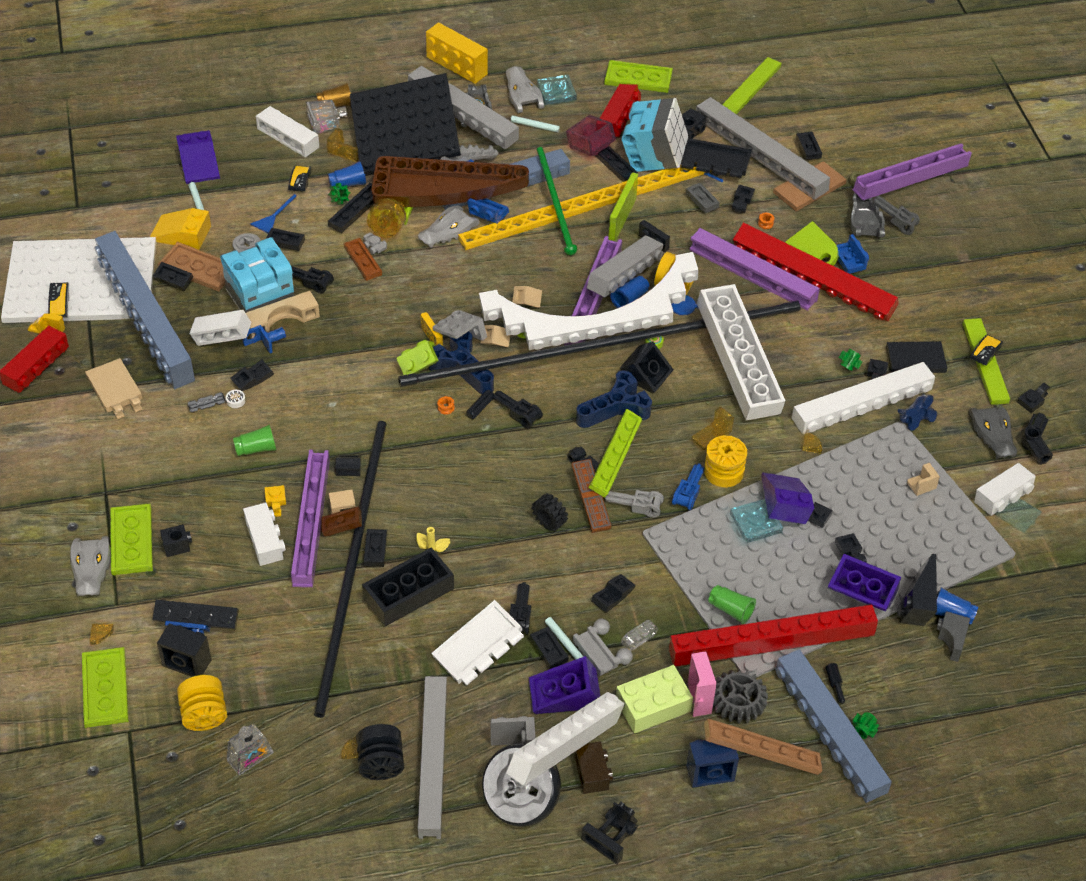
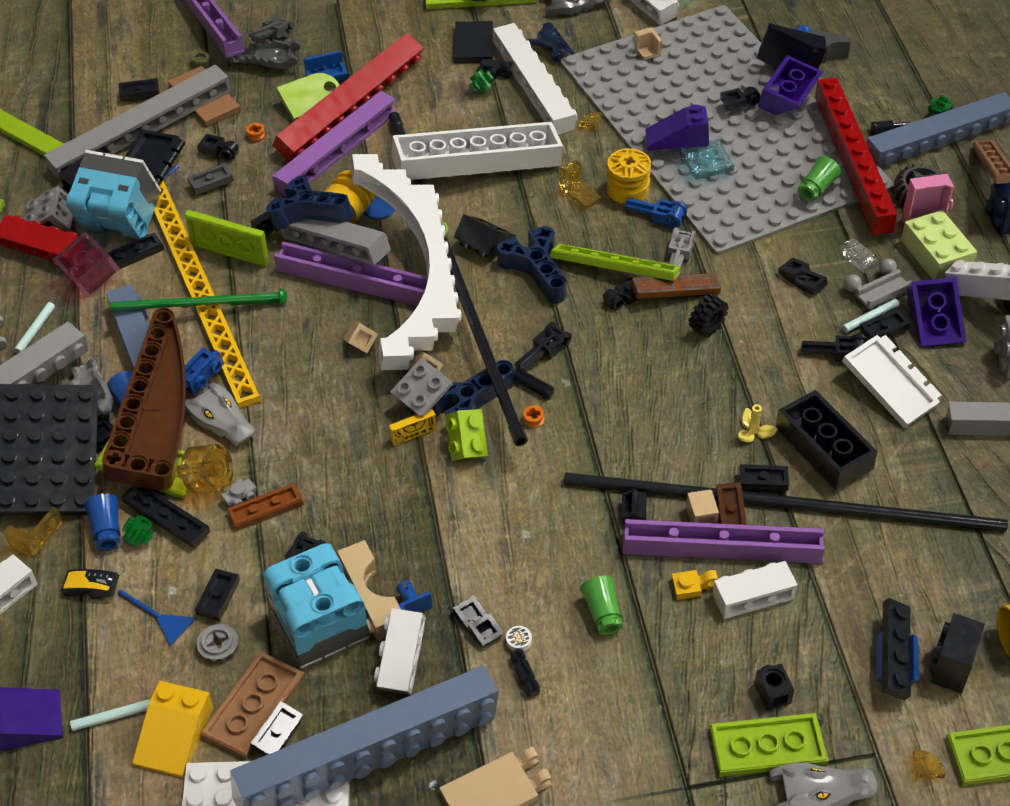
camera: 85 degrees left, 0 degrees up
(654, 243) = (305, 204): none -> dark blue beam

